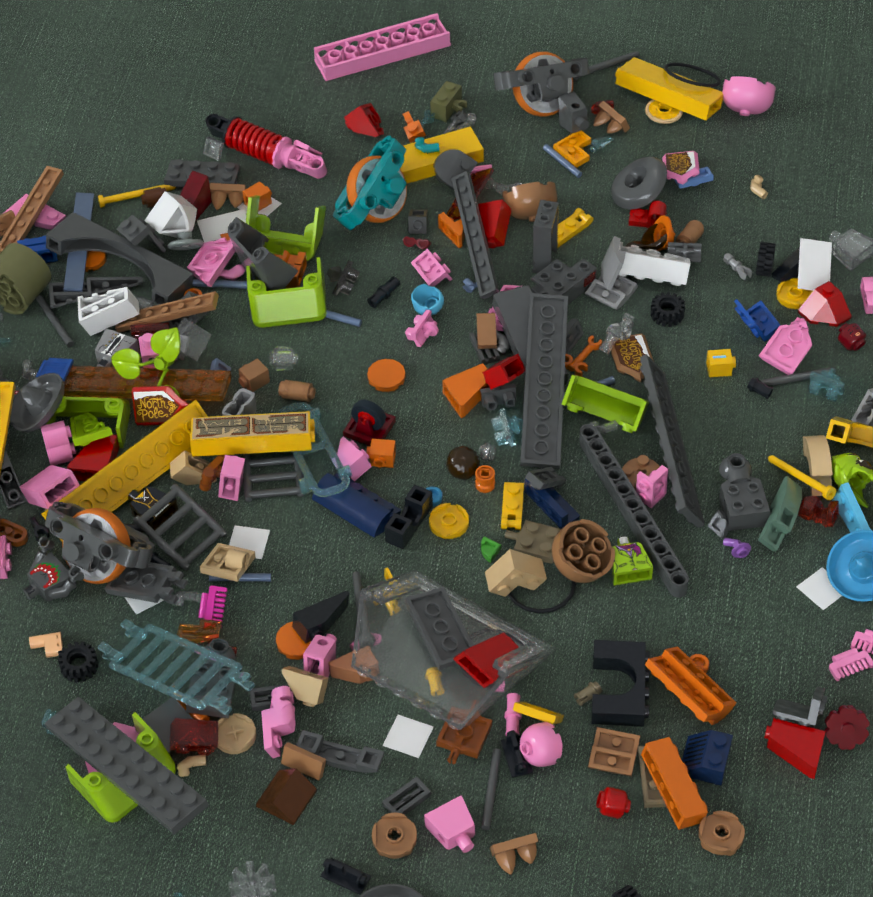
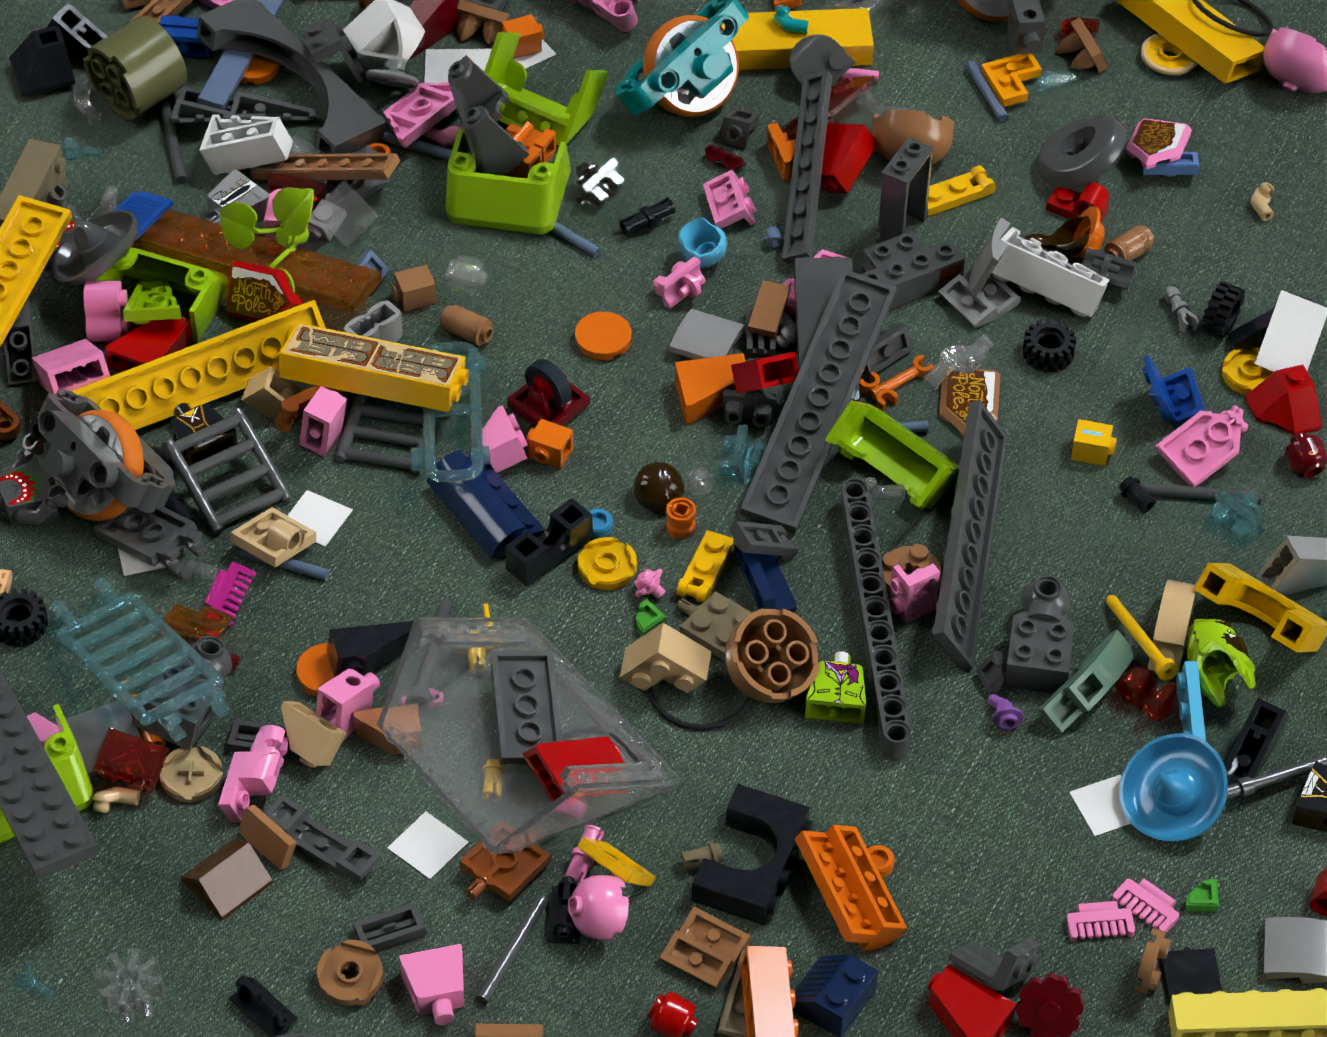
camera: 15 degrees right, 0 degrees up
(452, 358) = (705, 336): none -> light grey slope
(482, 526) = (648, 583): none -> bright pink plant

